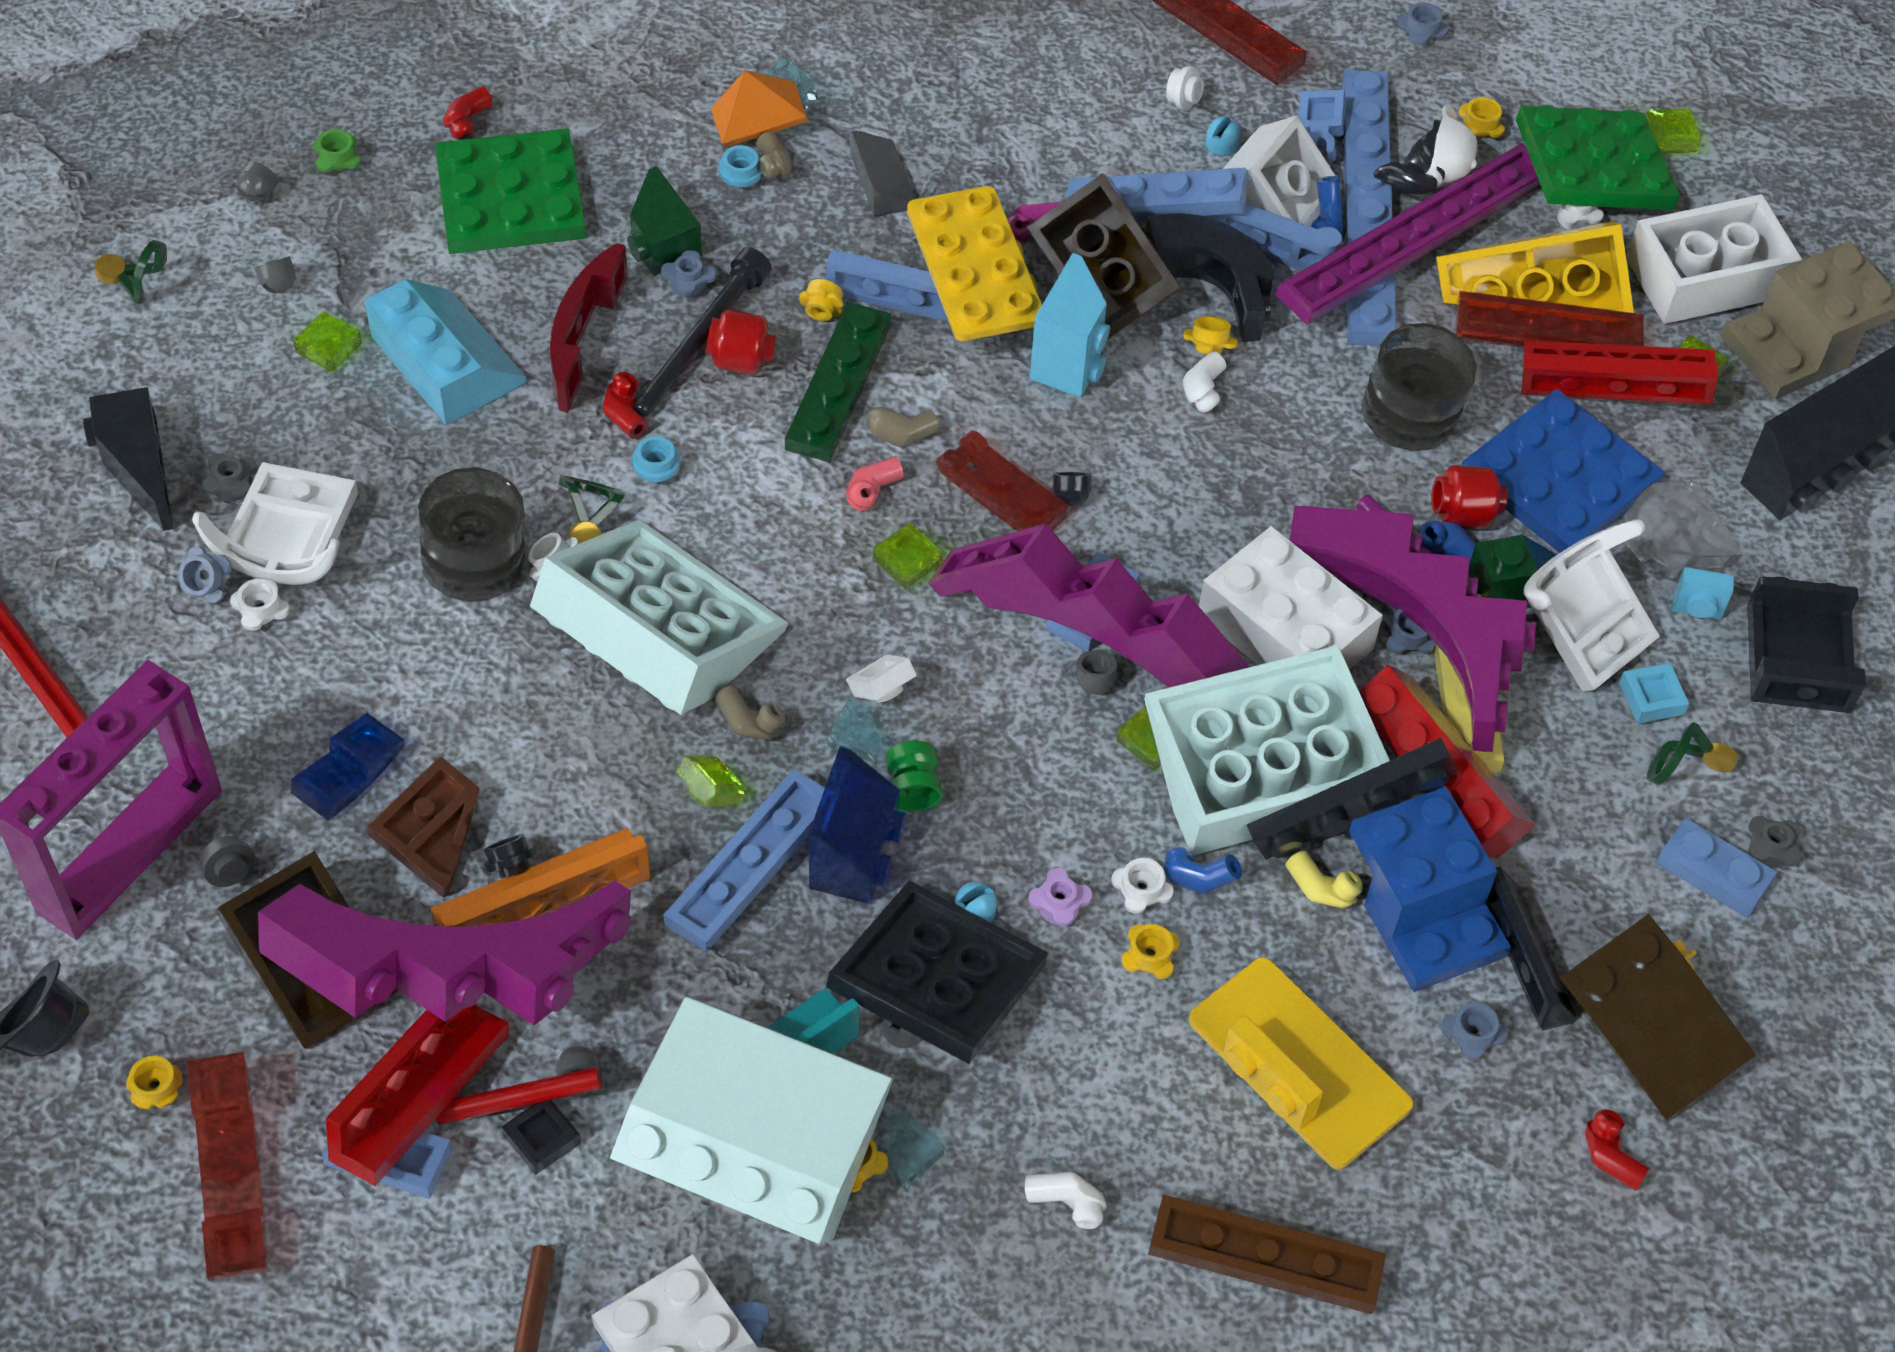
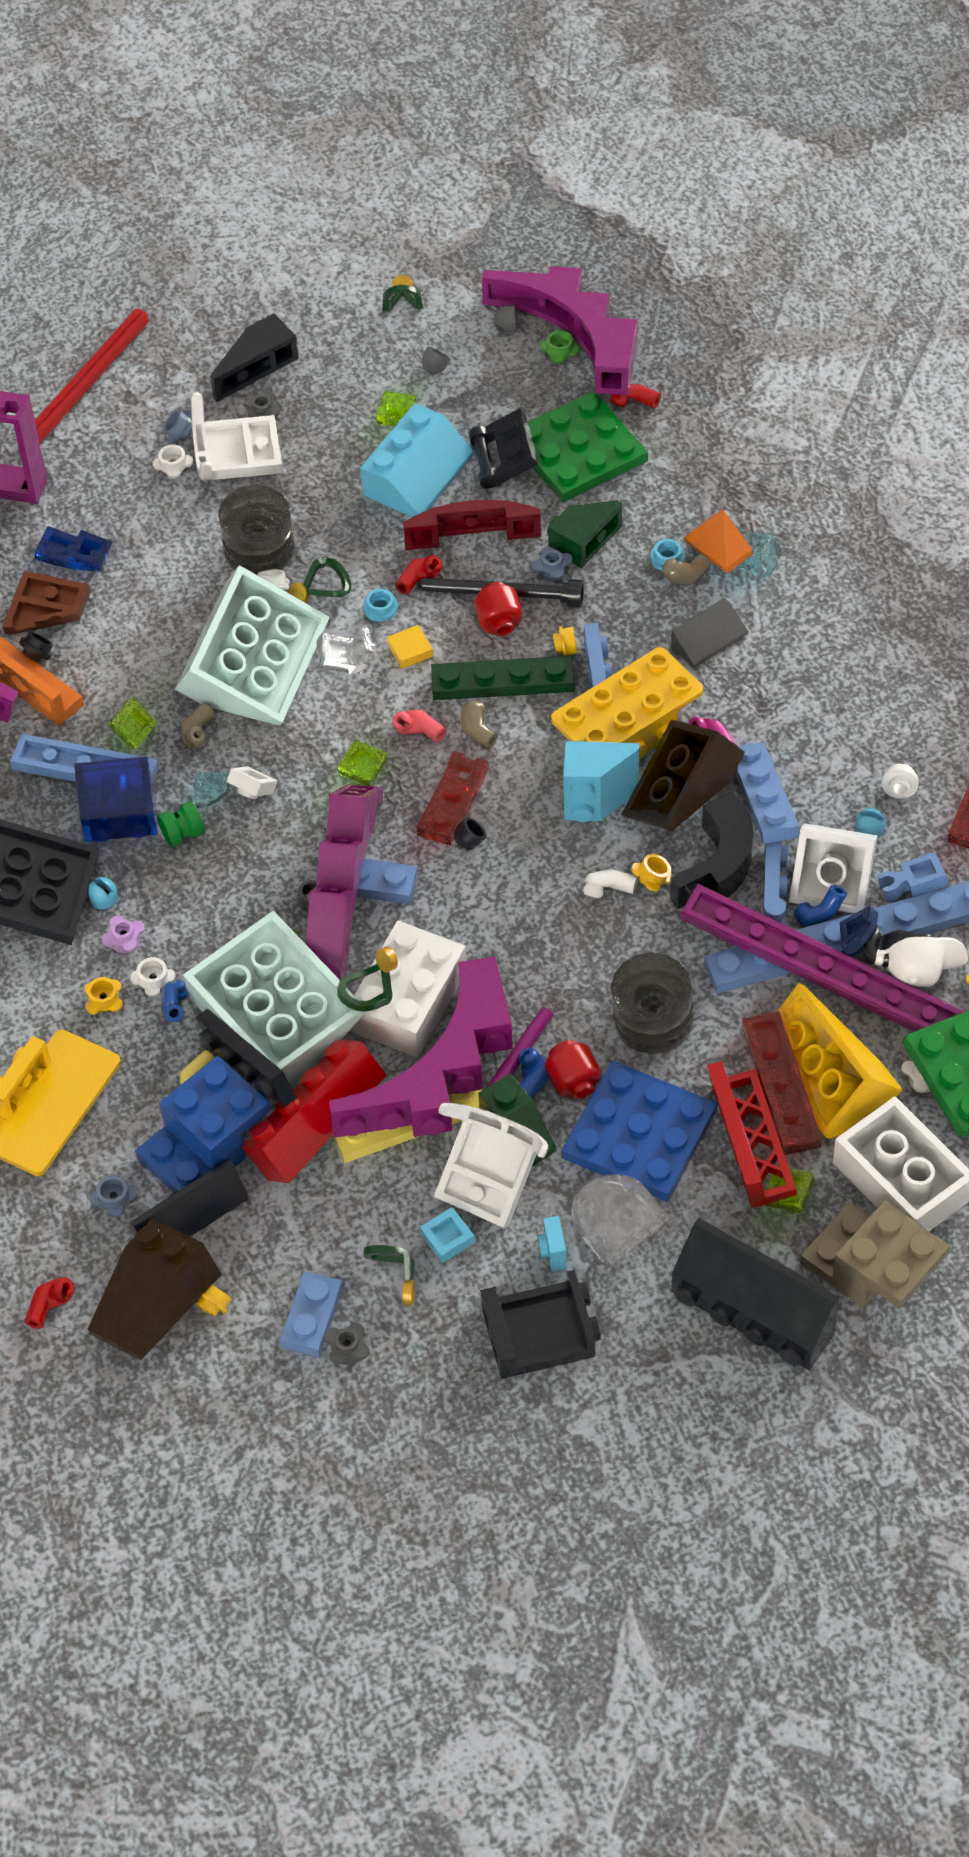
camera: 75 degrees right, 0 degrees up
(266, 118) = (585, 315): none -> magenta arch
(481, 240) = (513, 446): none -> black plate
(720, 510) = (345, 653): none -> clear bracket
(738, 453) = (409, 646): none -> yellow tile
(1303, 587) = (386, 962): none -> dark green piece
(1394, 179) = (858, 929): none -> dark blue tile

